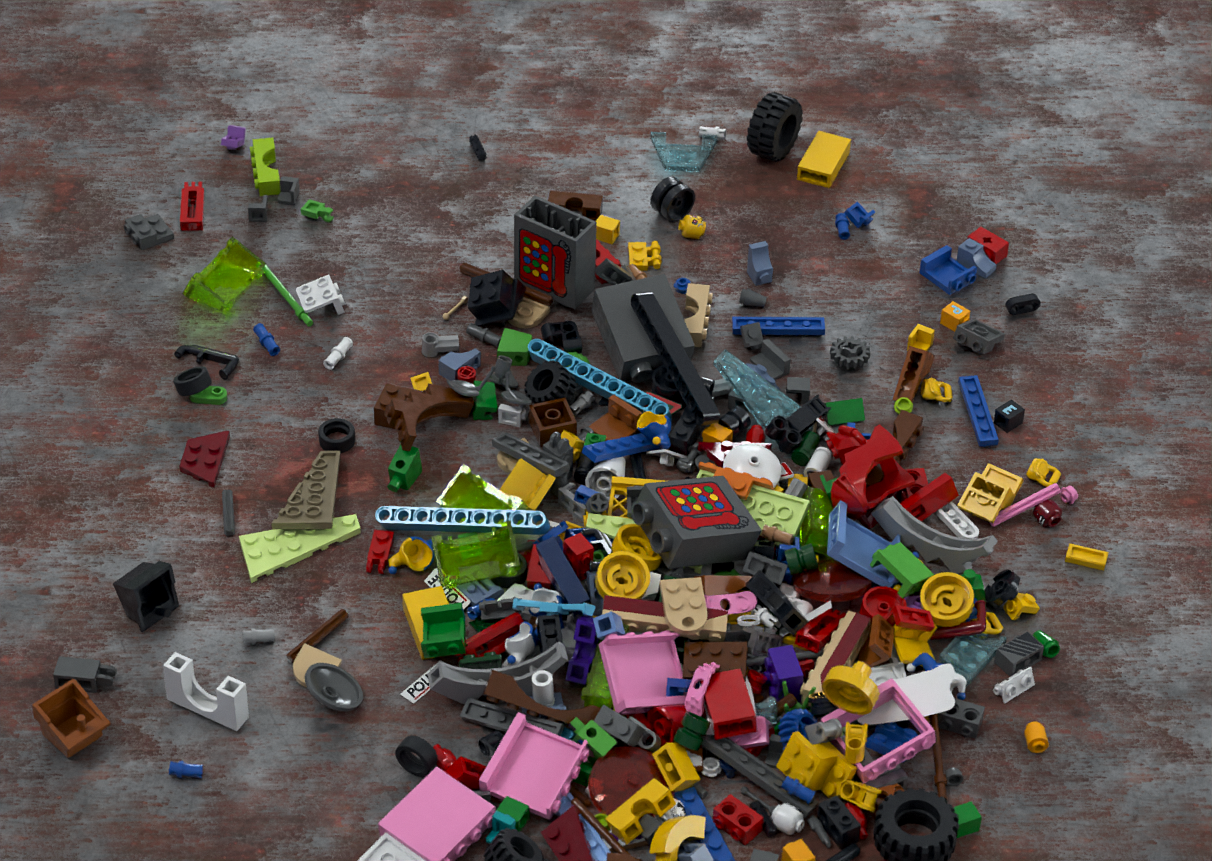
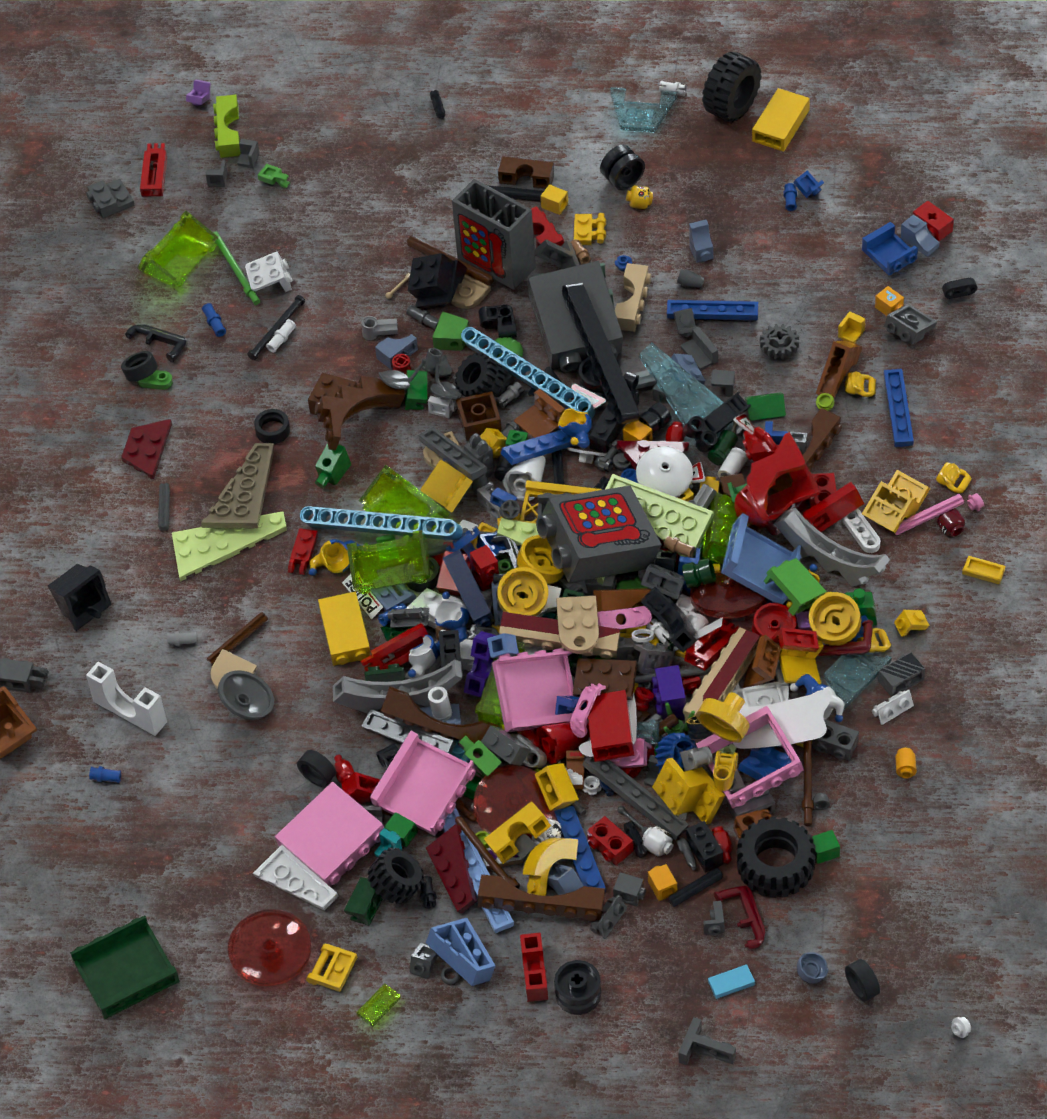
camera: 10 degrees right, 10 degrees up
(311, 370) = (253, 354): none -> black bar
(418, 688) = (325, 696): white sticker -> none
(421, 381) = (356, 370): yellow panel -> none
(443, 630) = (351, 641): green panel -> none
(553, 608) = (455, 622): medium azure plate -> none
(692, 729) = (572, 753): dark green wheel -> none
(740, 482) = (645, 491): orange bracket -> none
(799, 790) = (668, 813): blue pin -> none
(859, 794) = (726, 820): yellow piece -> none
(1003, 588) = (894, 605): black plate -> none
(1009, 416) = (928, 414): black brick -> none
(1051, 645) = (930, 664): green cone -> none

